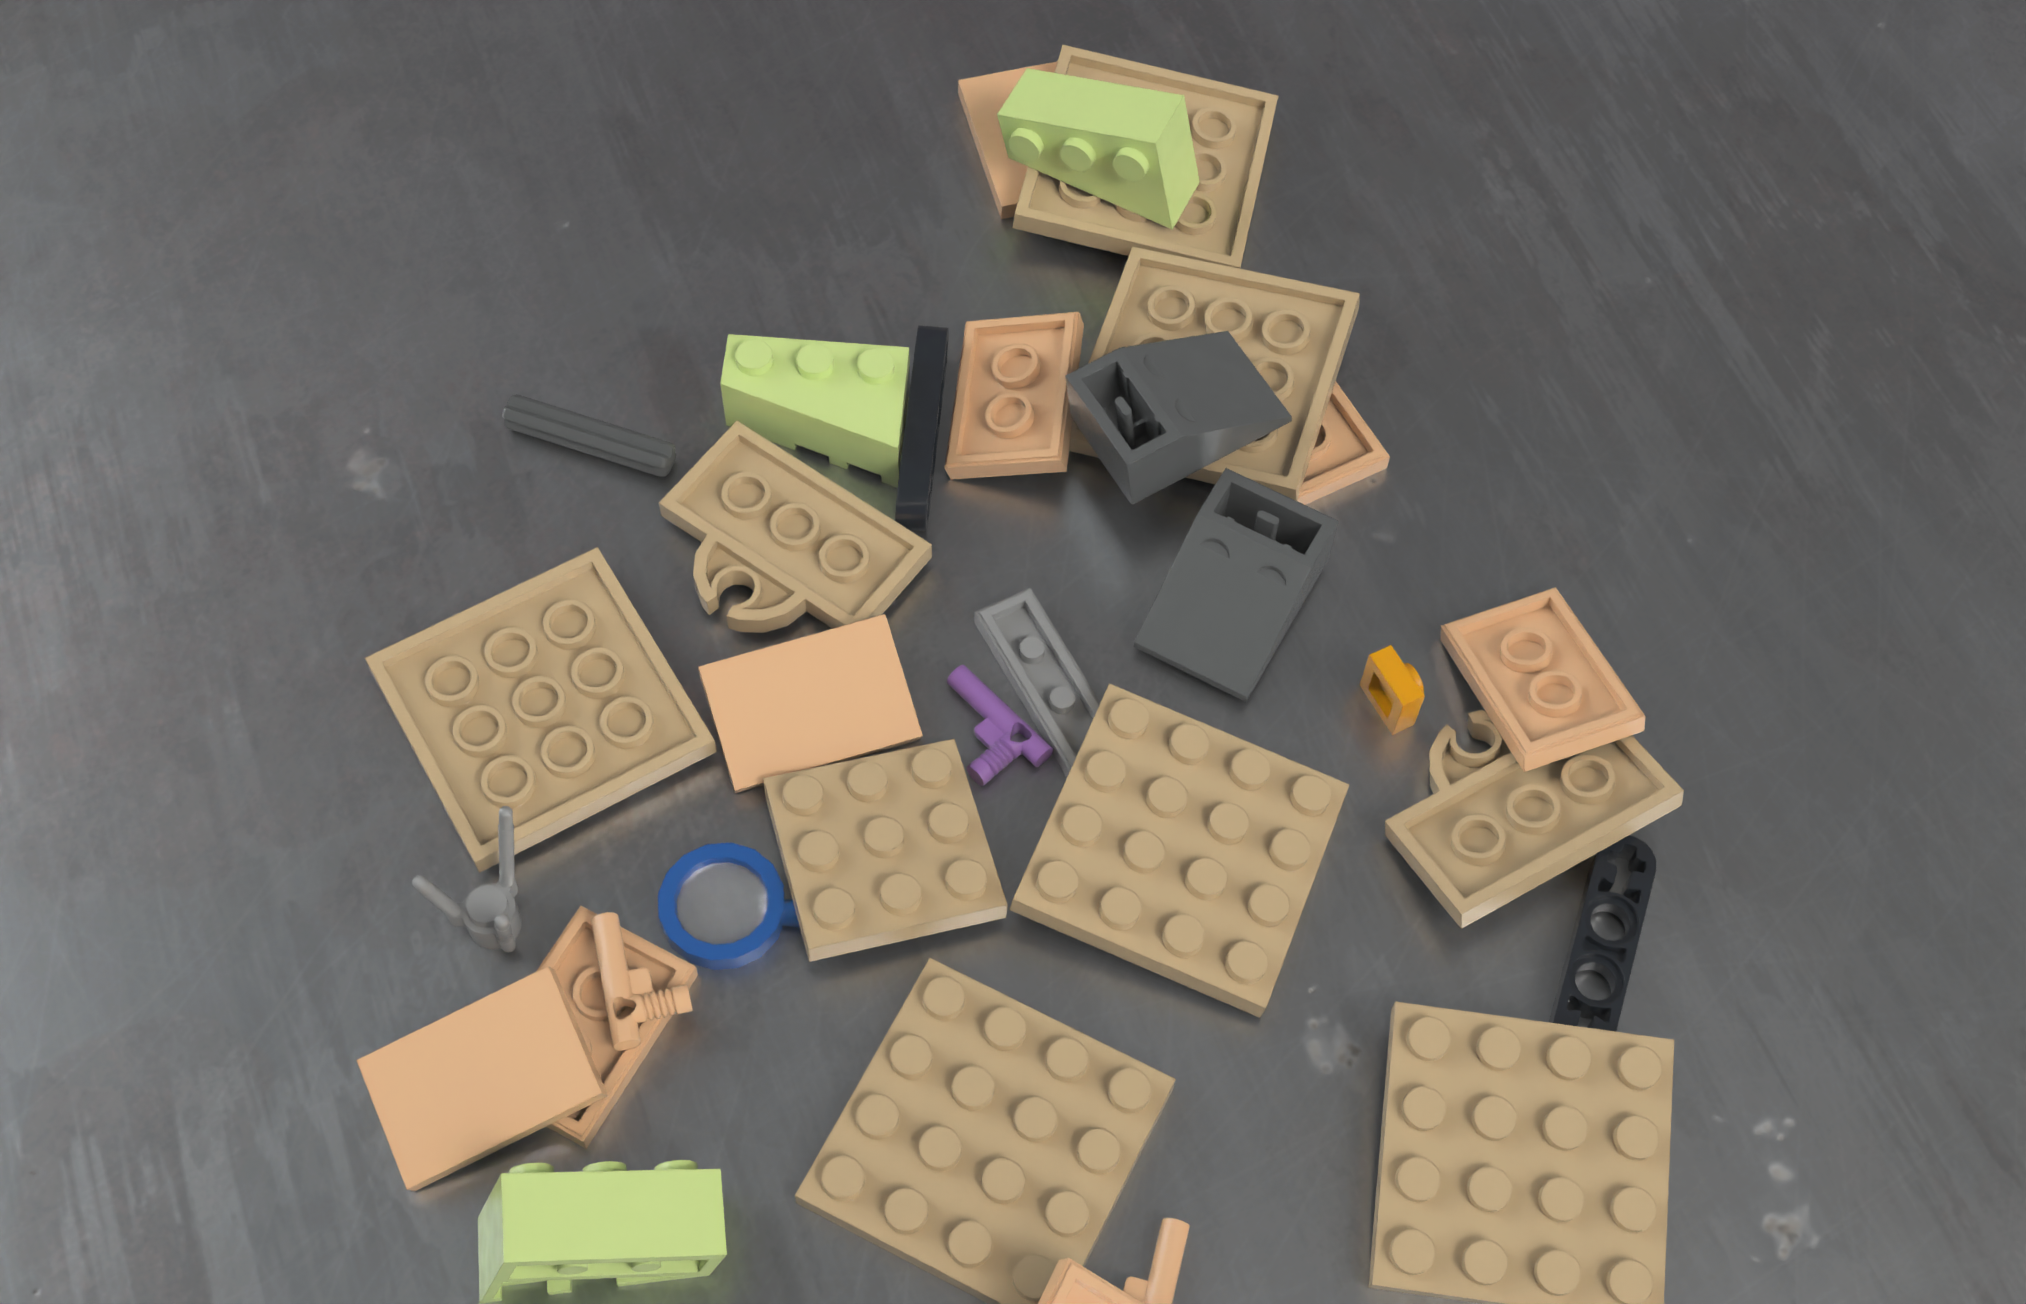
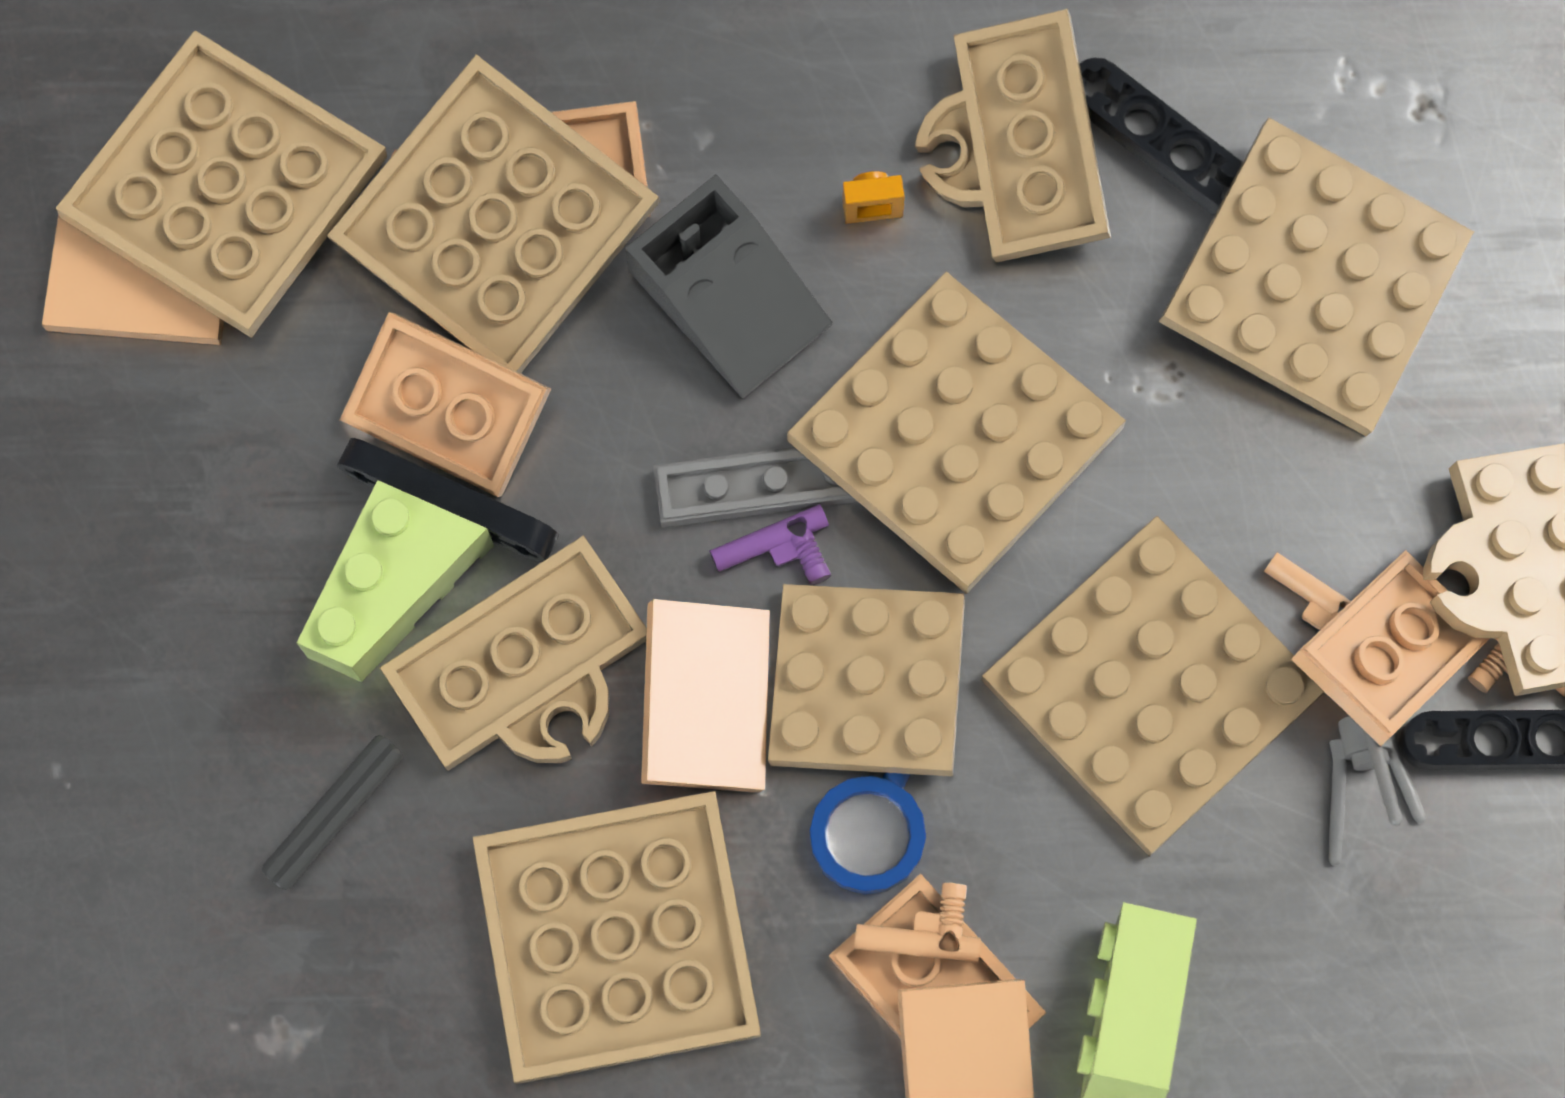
camera: 65 degrees left, 15 degrees up
(489, 909) = (810, 1032): light grey plant -> none
(1105, 140) = (211, 216): yellowish green wedge -> none
(1171, 408) = (543, 266): dark grey slope -> none
(1541, 679) = (910, 73): light nougat tile -> none

